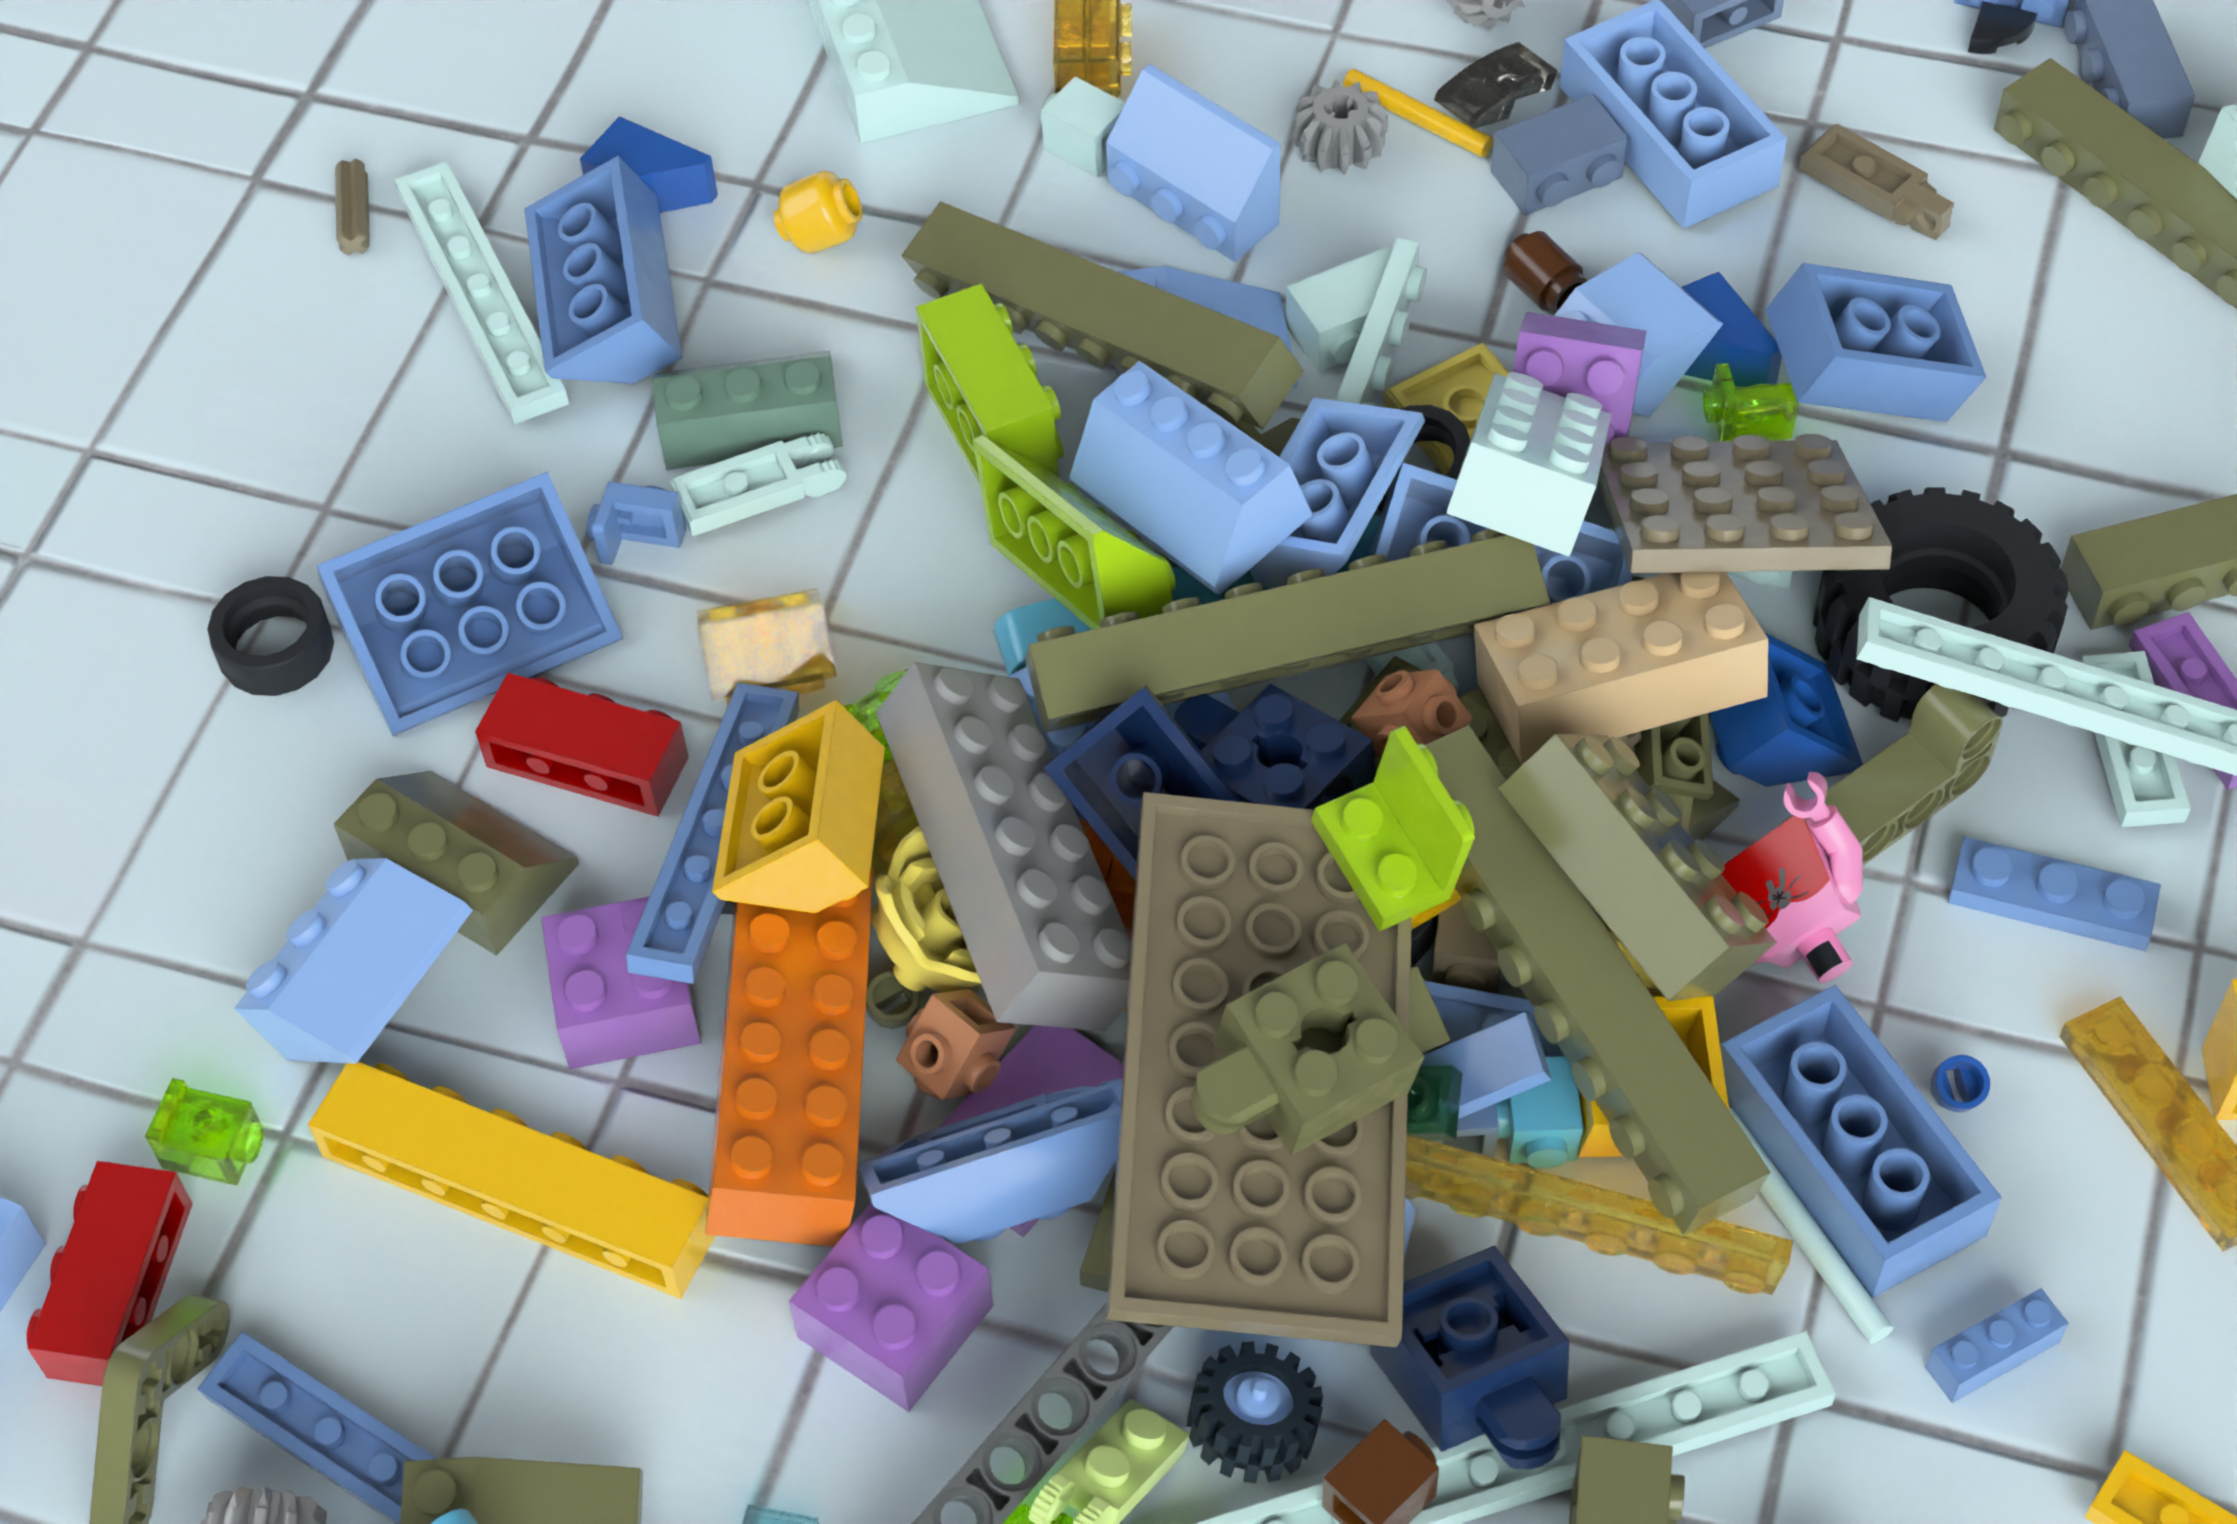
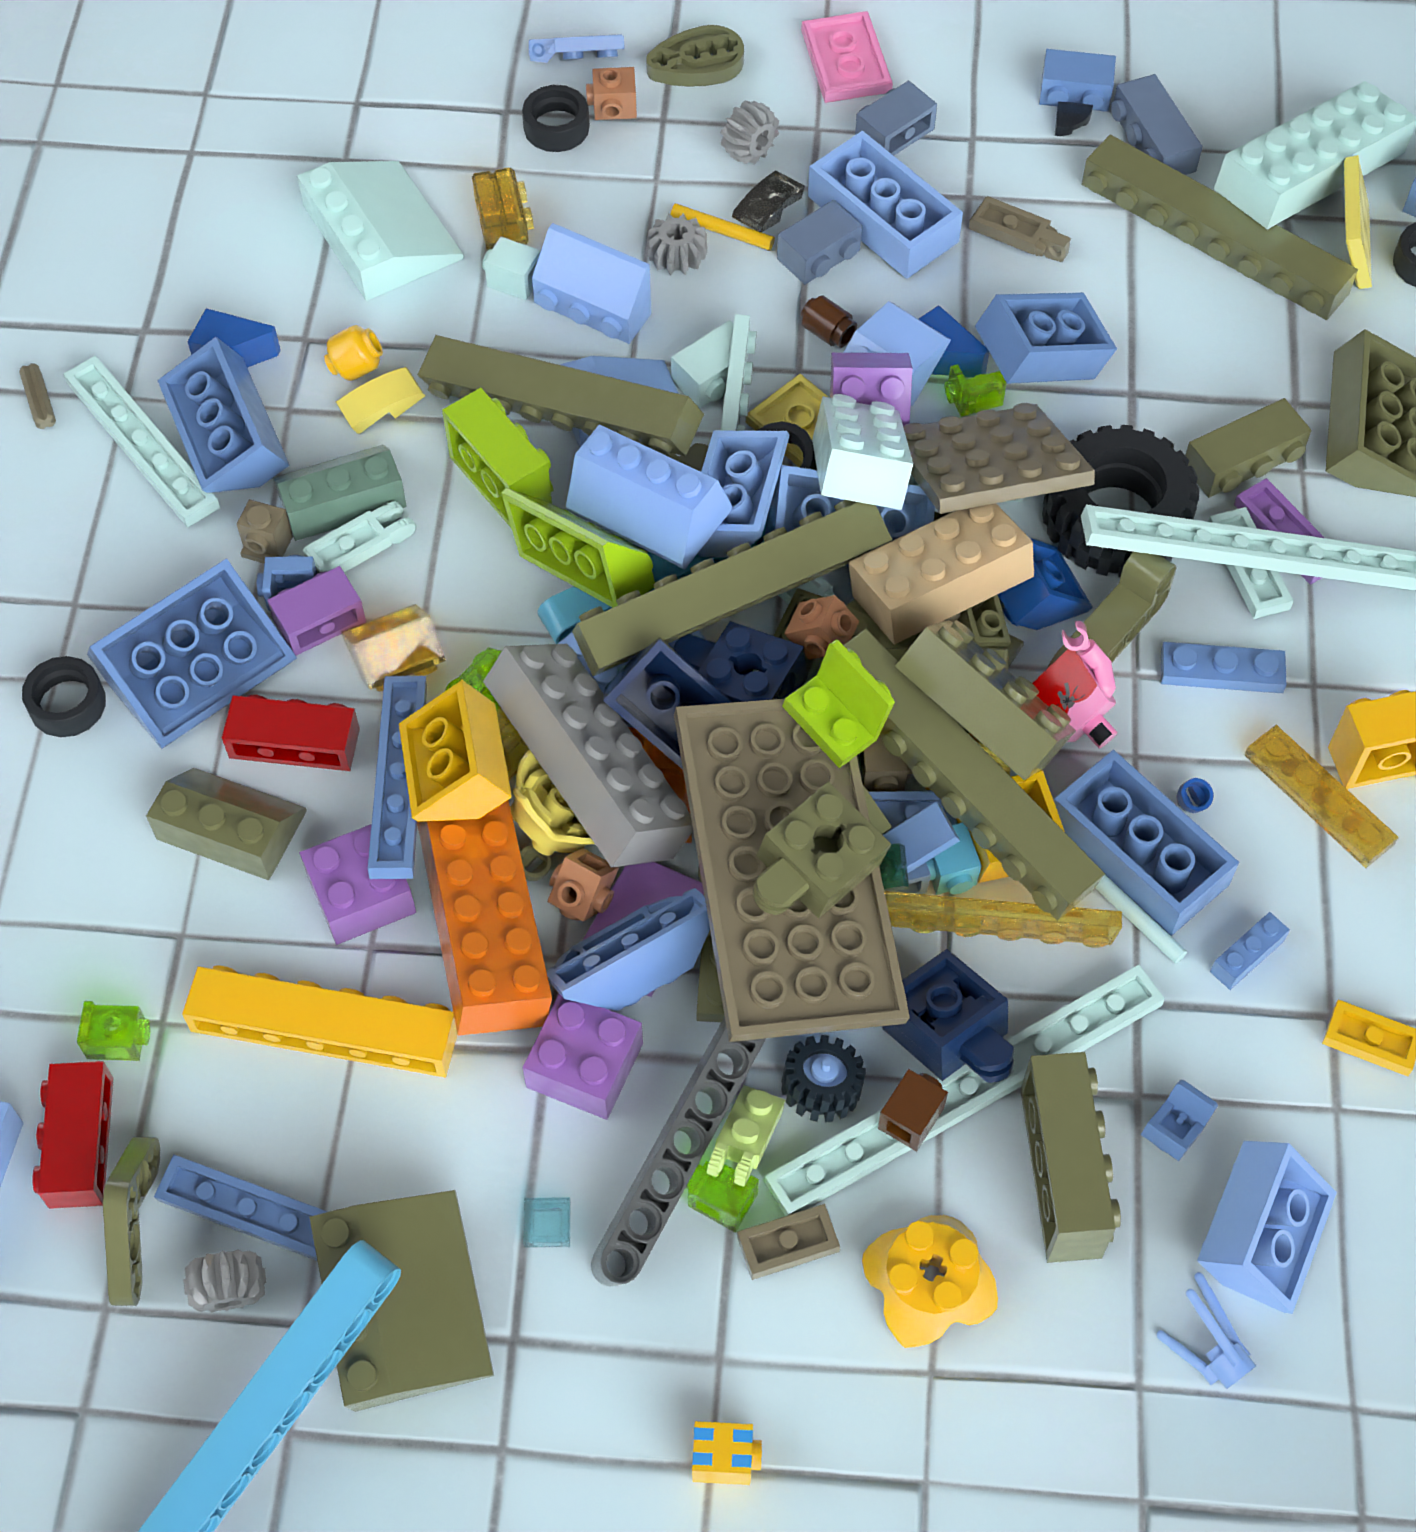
camera: 15 degrees left, 5 degrees up
(350, 961) = (181, 903): light blue slope -> none
(620, 445) = (263, 531): none -> dark tan brick
(667, 572) = (316, 610): none -> medium lavender brick
(853, 277) = (387, 393): none -> light yellow slope

